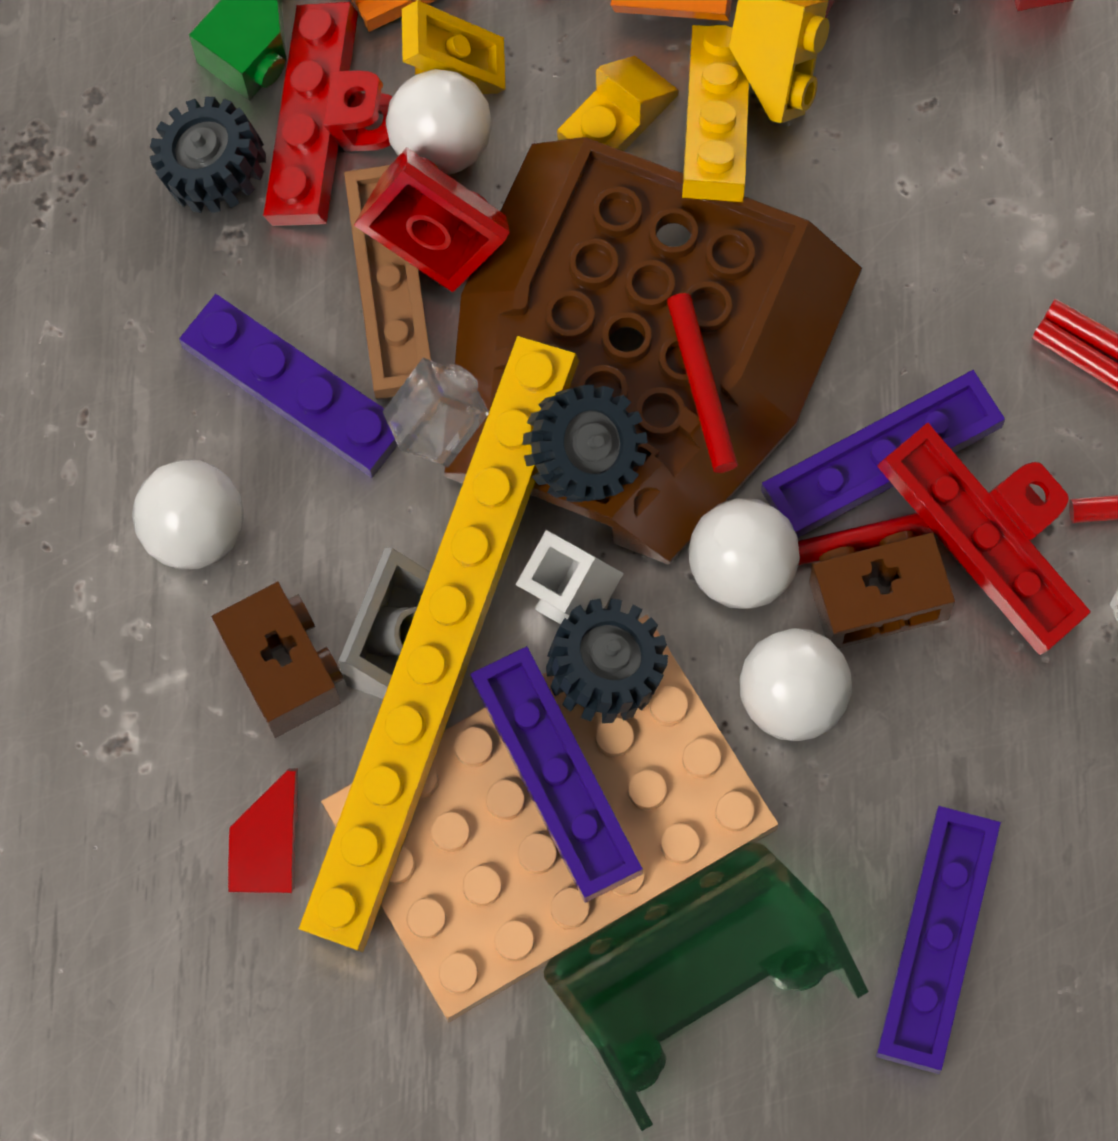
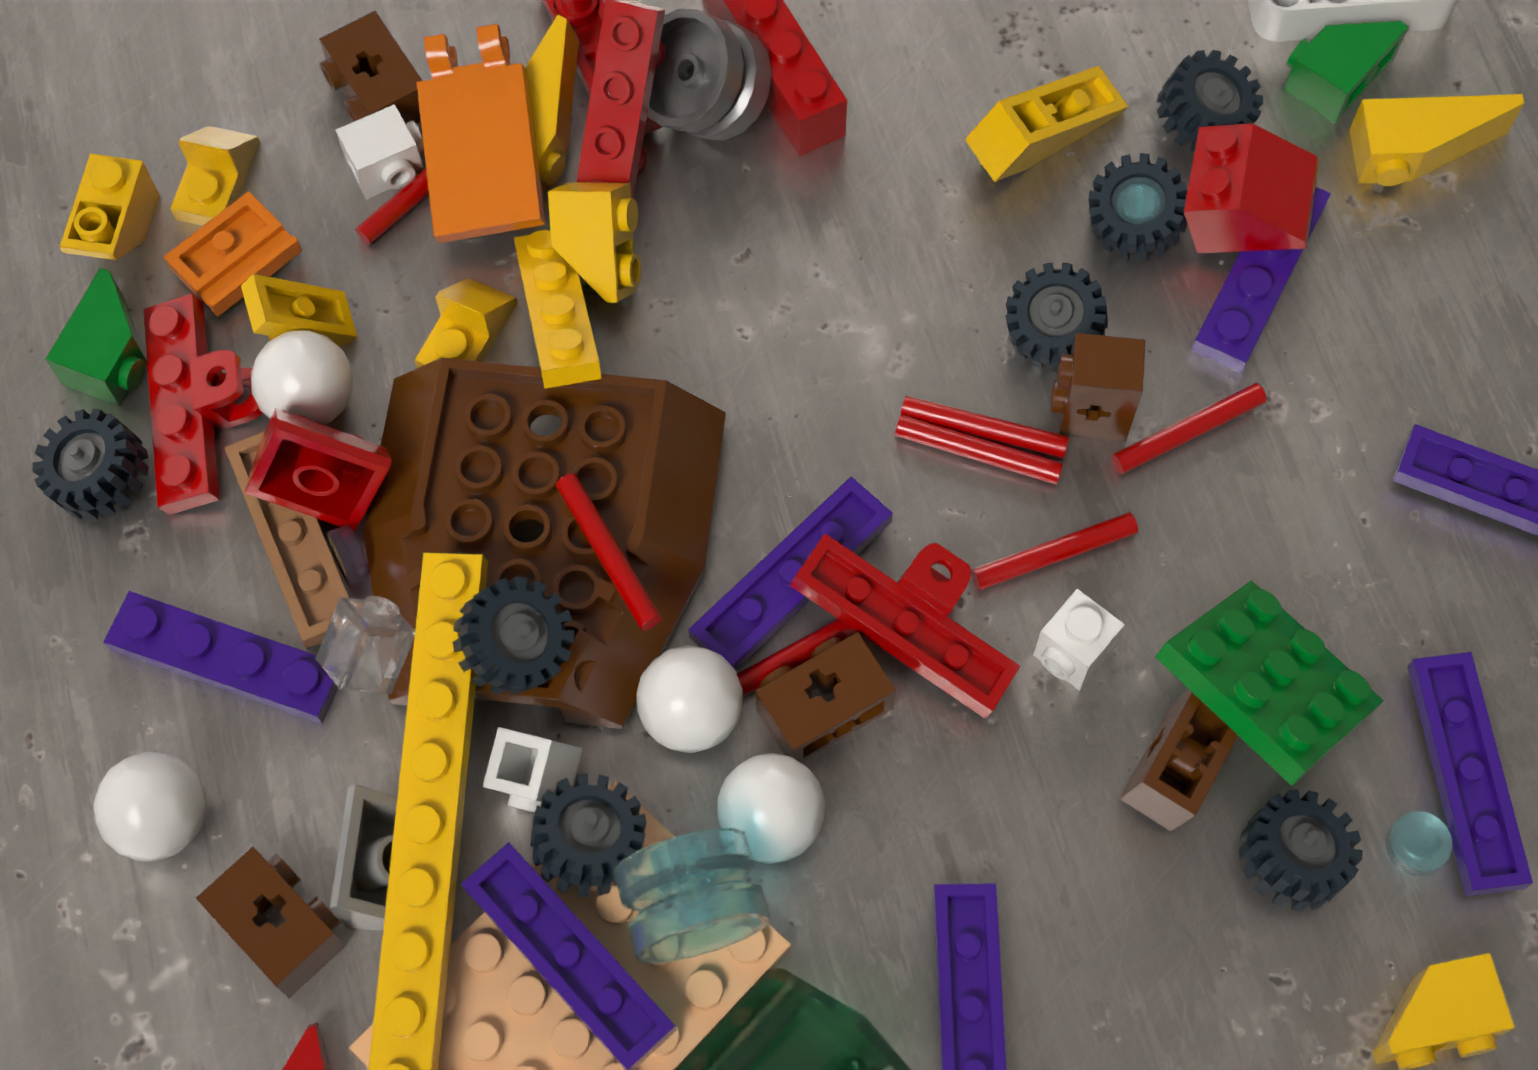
camera: 20 degrees left, 5 degrees down
(440, 314) = (348, 554): none -> tile
(692, 747) = (691, 895): none -> clear light blue wheel

